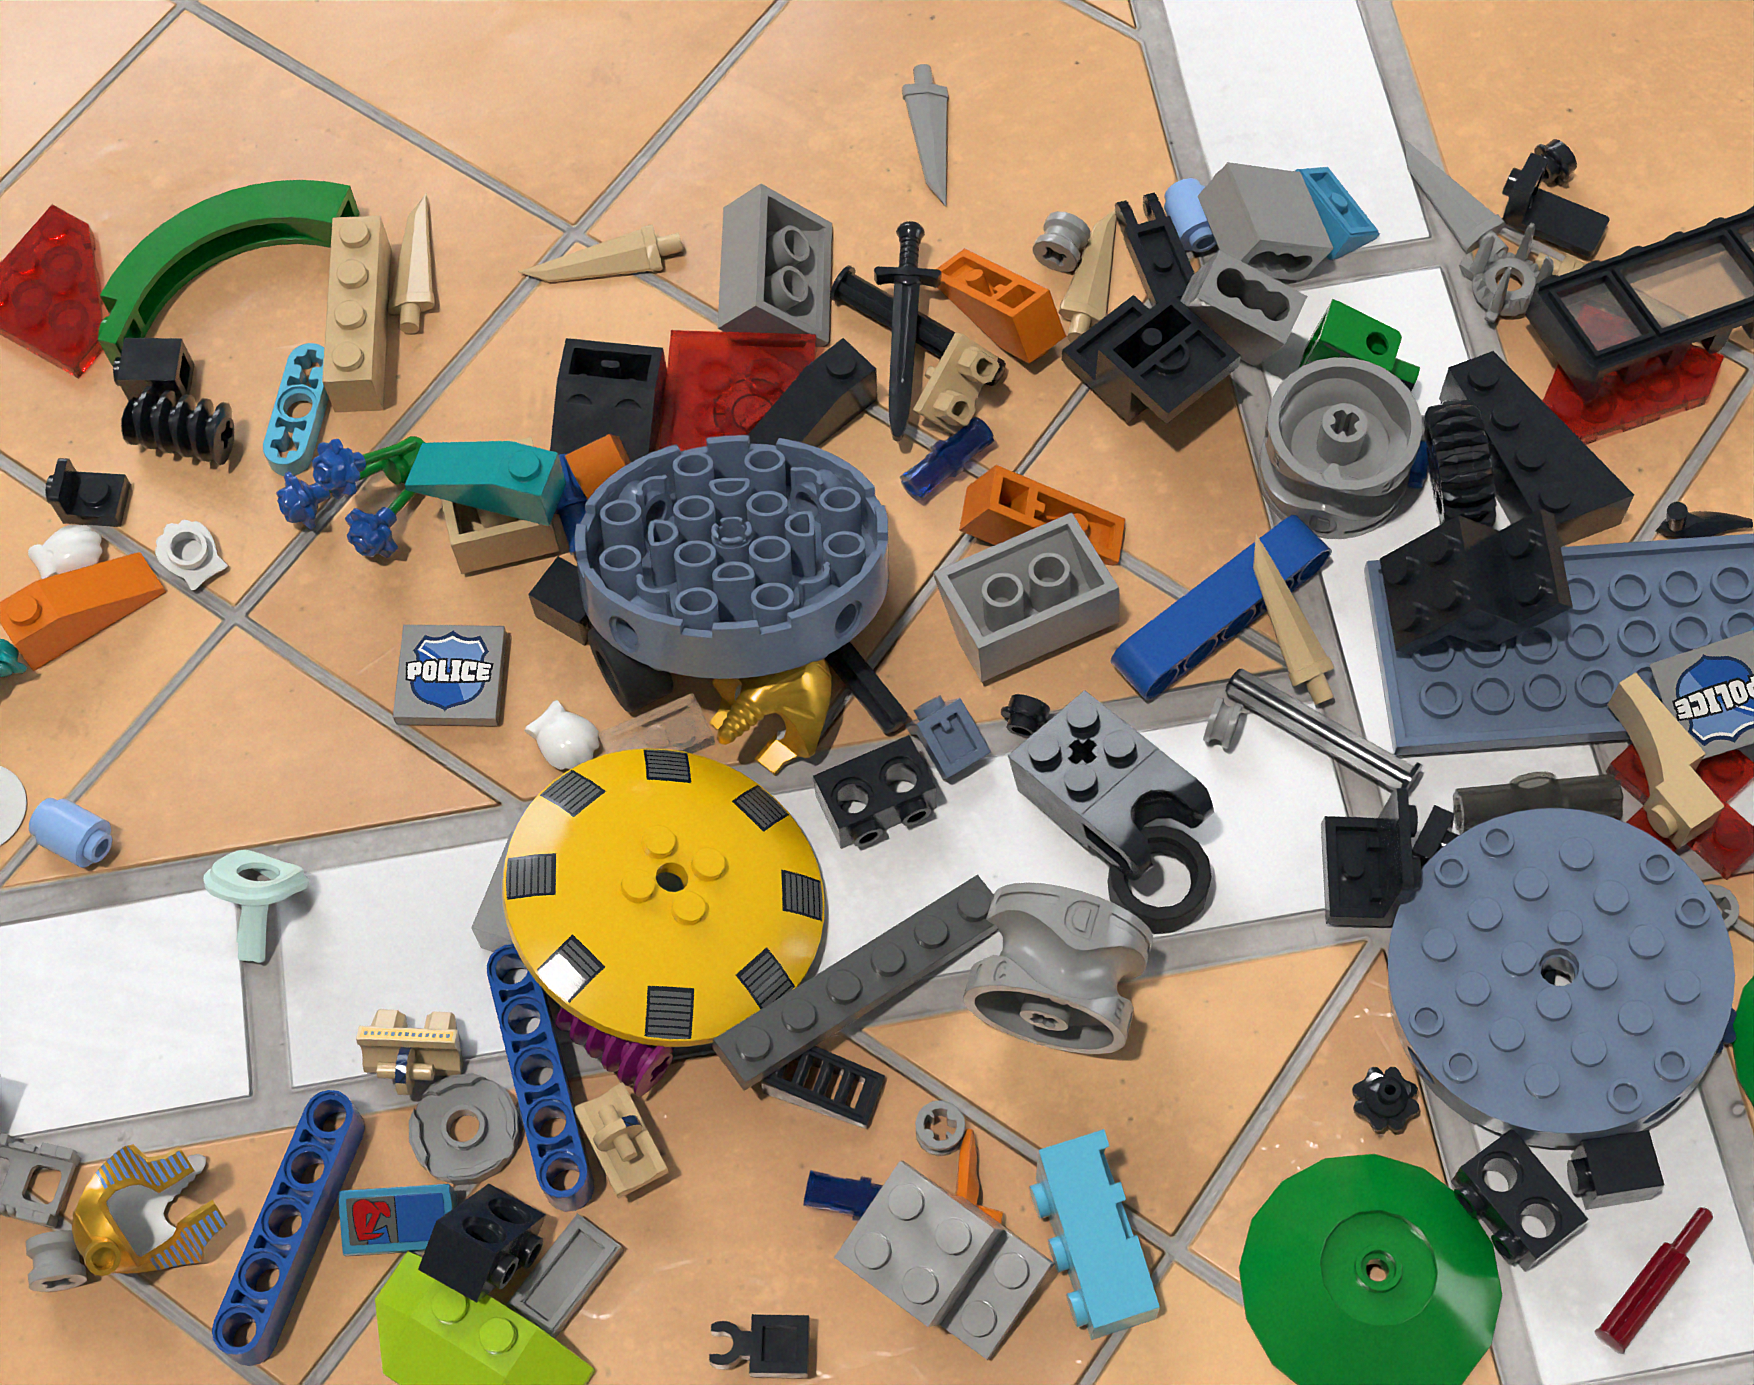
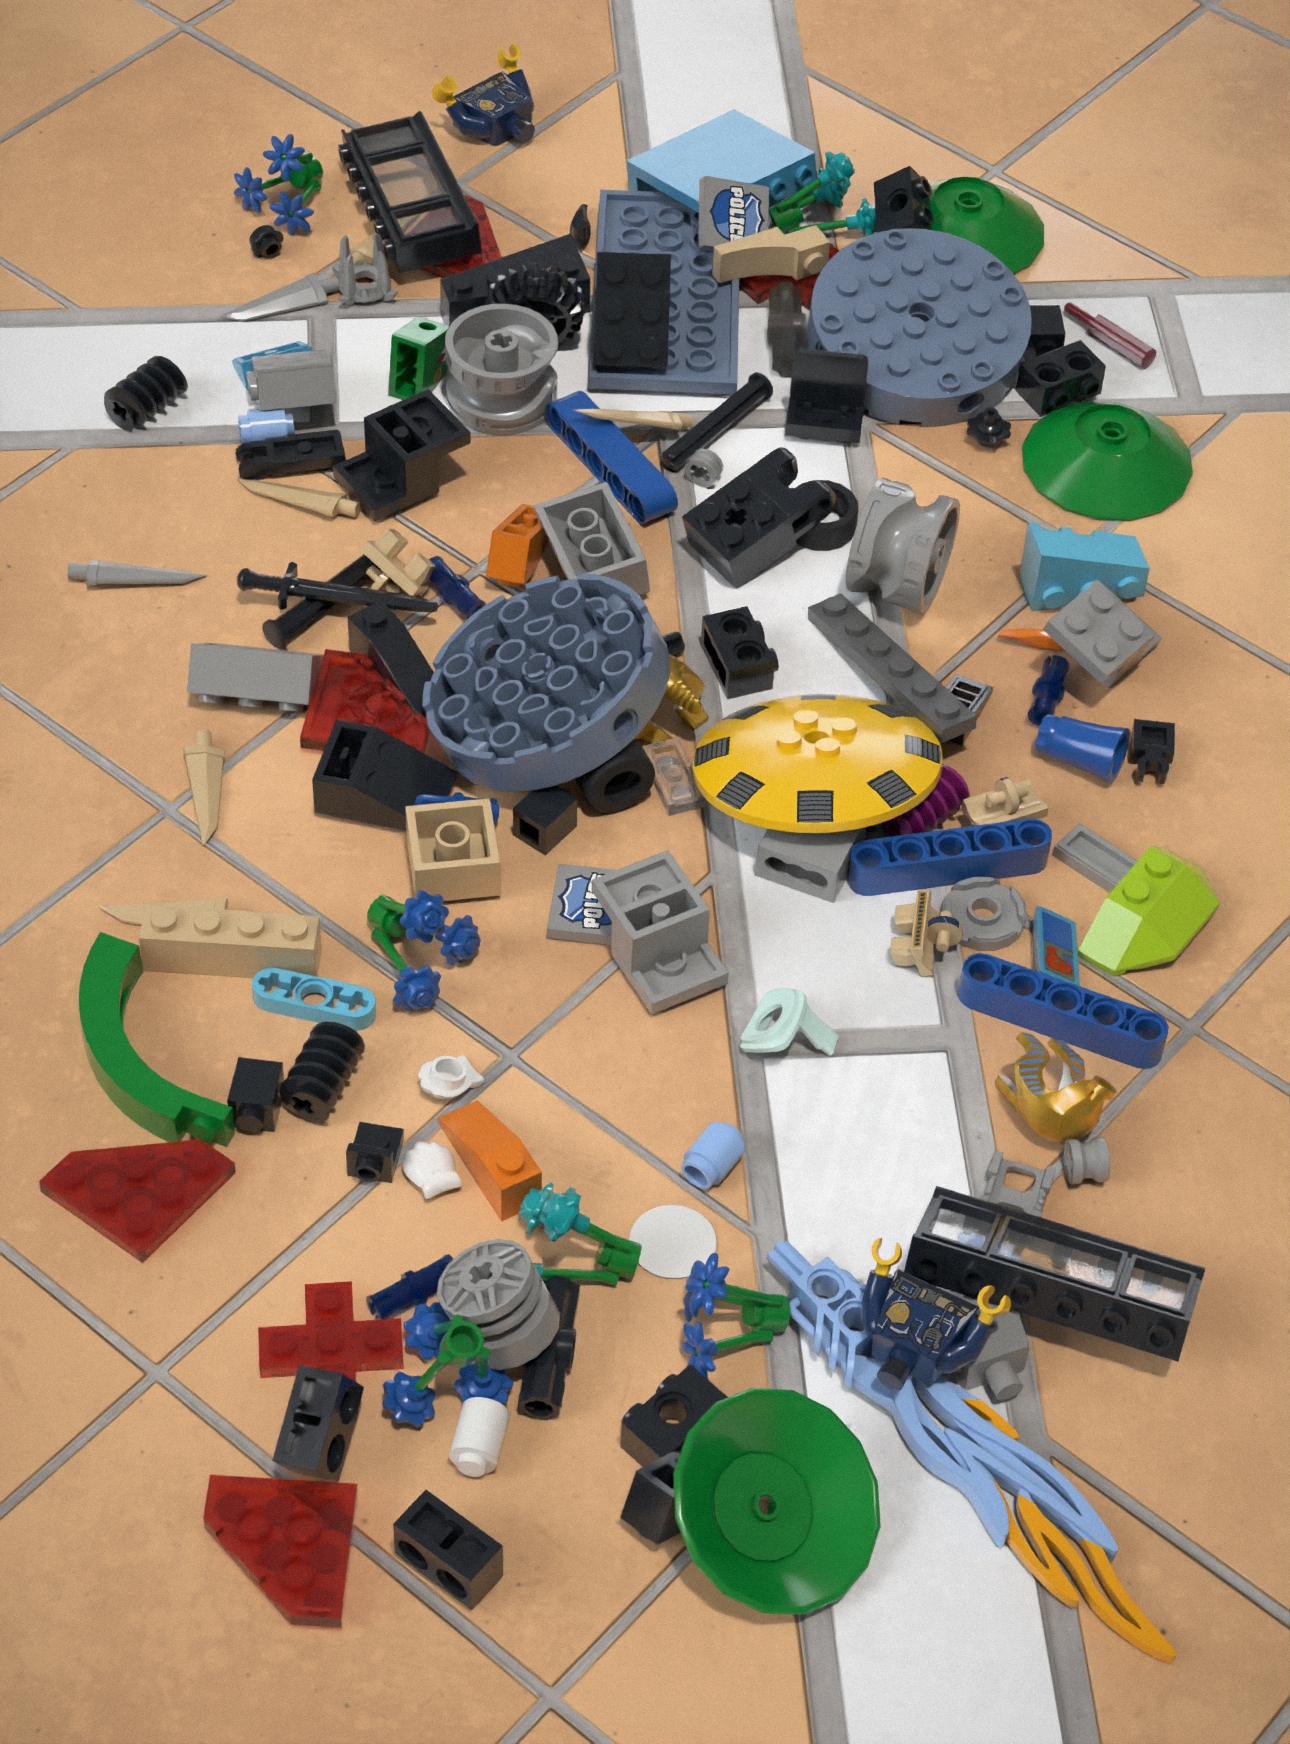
camera: 90 degrees left, 15 degrees down
(373, 734) = (660, 931): none -> light grey bracket
(483, 1243) = (1086, 876): black brick -> none
(491, 477) = (450, 819): teal slope -> none
(564, 737) = (663, 833): white animal -> none
(597, 462) = (433, 772): orange brick -> none
(751, 1246) = (1084, 745): none -> blue plant
(926, 1137) = (995, 658): light grey bush -> none
(948, 735) = (687, 607): sand blue bracket -> none
(1003, 305) = (322, 539): orange slope -> none
(1025, 714) = (683, 569): black plate -> none
(1061, 242) = (270, 502): light grey wheel -> none
(1226, 83) = (144, 392): none -> black piece
(1243, 306) = (372, 386): light grey piece -> none
(1553, 216) = (308, 252): black bracket -> none
(1701, 175) = (296, 167): none -> blue plant

